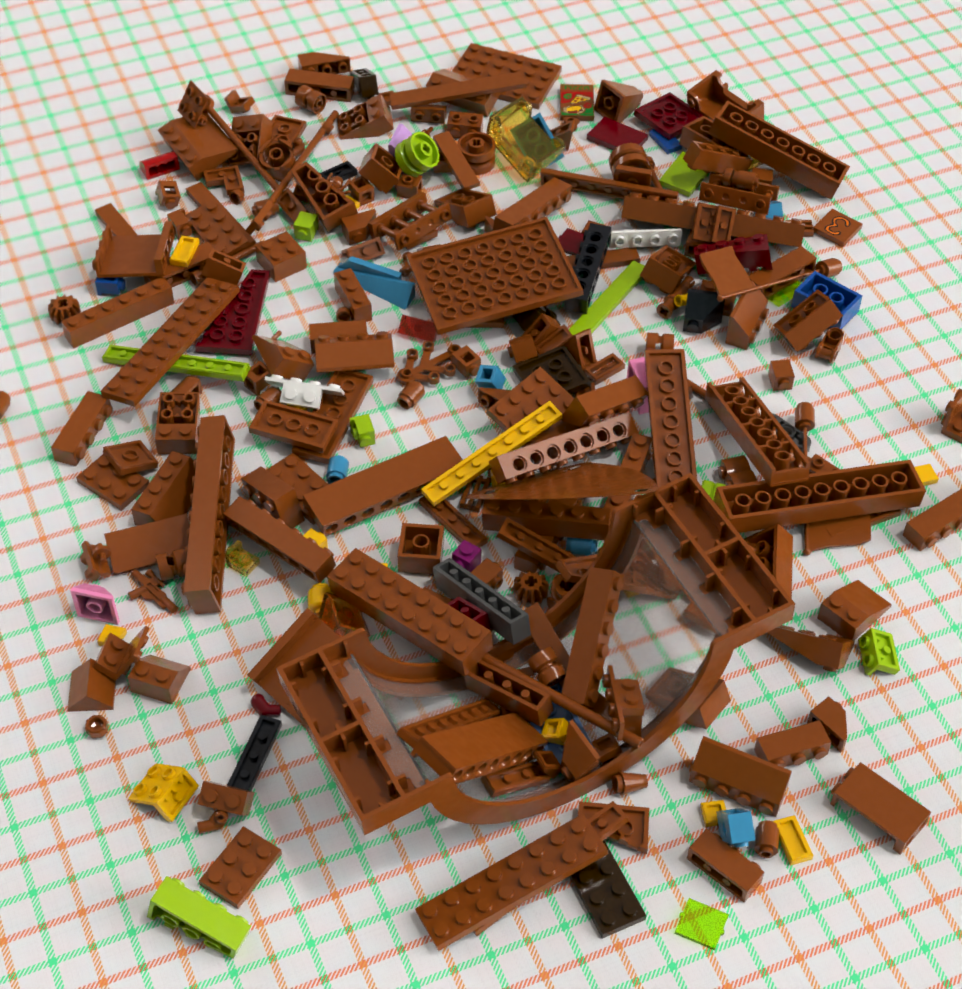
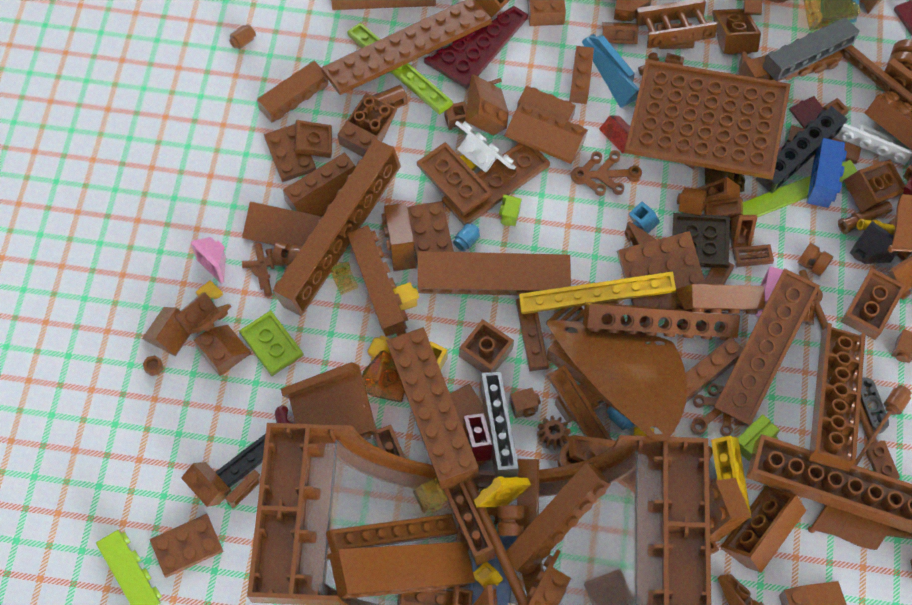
camera: 30 degrees right, 15 degrees up
(96, 559) = (233, 219): dark orange hips -> none
(166, 789) = (168, 449): yellow bracket -> none
(205, 649) = (271, 343): none -> lime tile
(214, 823) = (186, 497): dark orange arm -> none
(266, 785) = (243, 489): none -> dark orange tile
(271, 394) = (453, 139): dark orange brick -> none
(343, 314) = (564, 88): dark orange hinge -> none
(411, 394) = (571, 196): dark orange brick -> none
(457, 690) = (430, 496): none -> clear yellow brick
(467, 555) = (517, 377): magenta brick -> none
(469, 364) = (636, 188): dark orange brick -> none
(524, 644) = (502, 491): none -> yellow plate
(543, 186) = (810, 49): none -> dark grey brick
(623, 273) = (826, 173): none -> blue brick
(732, 353) = (873, 304): none -> dark orange slope
(736, 471) = (798, 425): dark orange brick -> none

